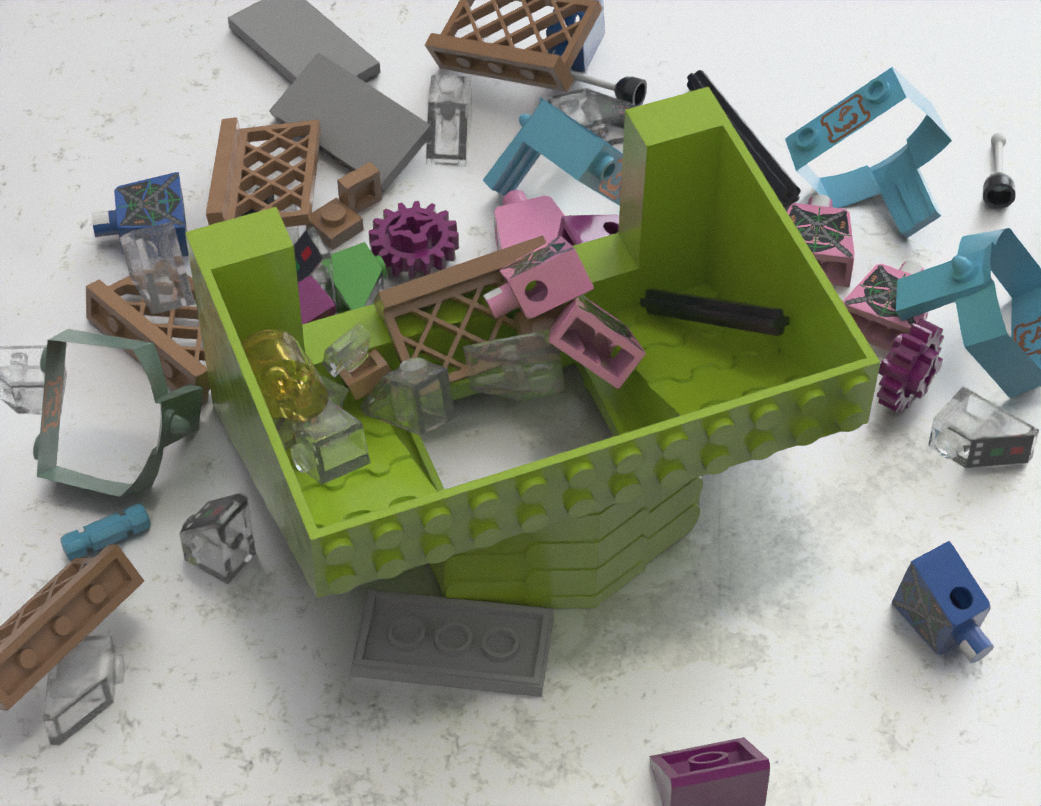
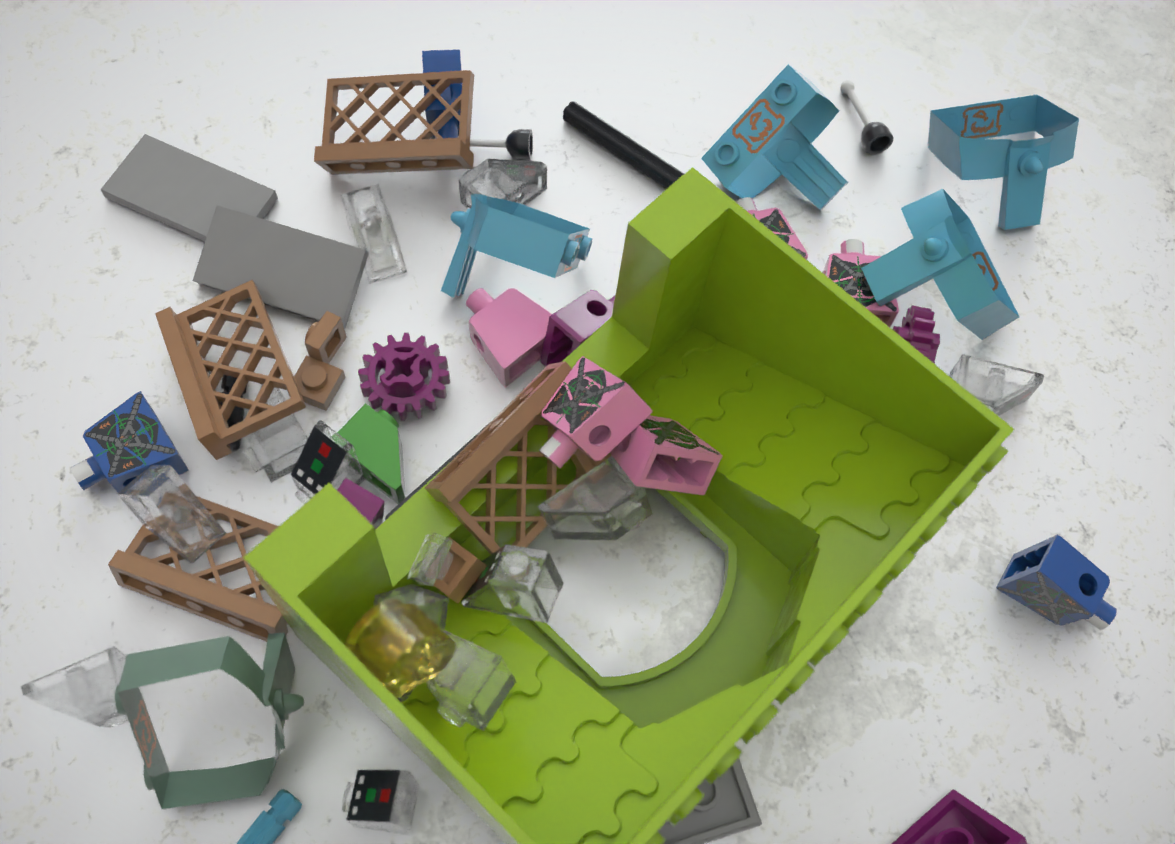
camera: 30 degrees left, 15 degrees up
(715, 311) = (761, 382): black axle -> none

